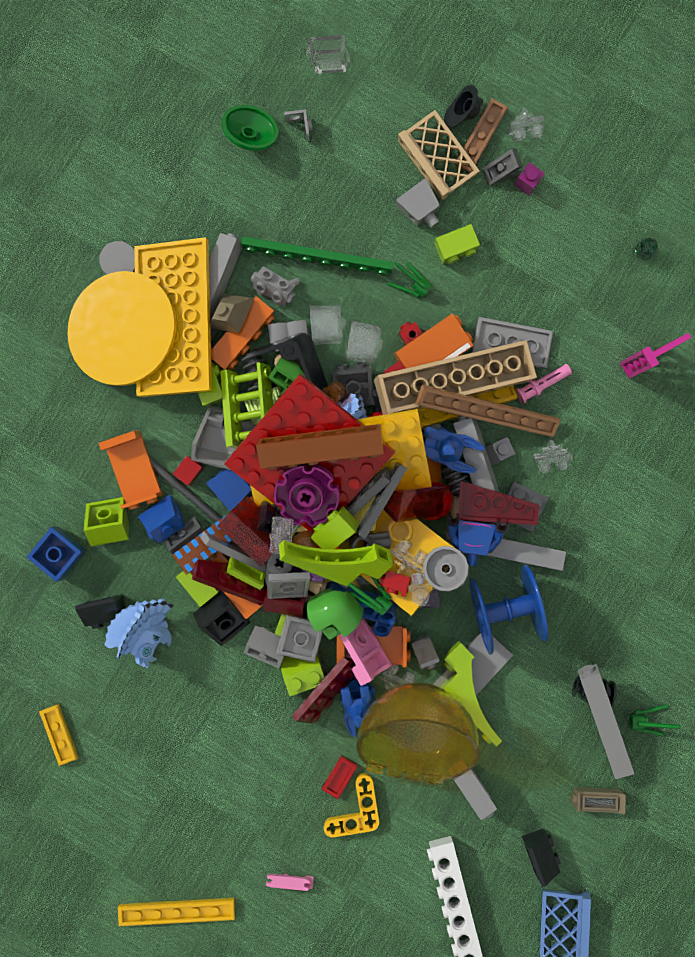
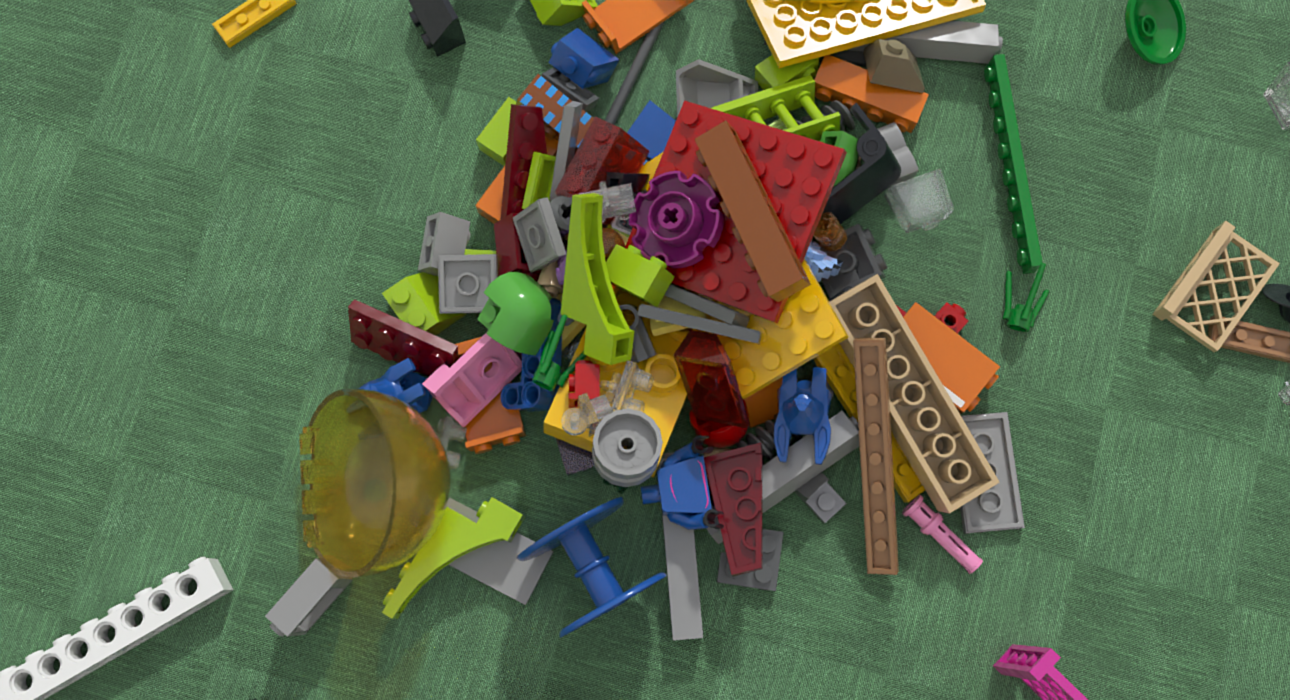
camera: 70 degrees right, 10 degrees down
(140, 630) = (422, 68): light blue piece -> none
(176, 911) = (43, 232): yellow tile -> none
(188, 470) = (658, 77): red brick -> none
(220, 618) = (465, 173): black slope -> none
(274, 286) = (950, 117): light grey brick -> none
(290, 882) = (116, 373): bright pink piece -> none
(302, 116) = (1191, 98): light grey bracket -> none
(339, 777) = (283, 402): red tile -> none
(360, 817) = (231, 448): yellow beam -> none
(364, 342) = (913, 259): clear torso -> none
(419, 204) = (1136, 281): light grey torso -> none
(425, 652) = (494, 469): flat silver slope -> none
(457, 244) = (1100, 350): lime brick -> none
(503, 167) = (1235, 384): flat silver slope -> none
(529, 179) = (1234, 426): magenta brick -> none
(552, 454) = (842, 592): clear hips -> none
(649, 245) = (1204, 632): clear green wheel -> none

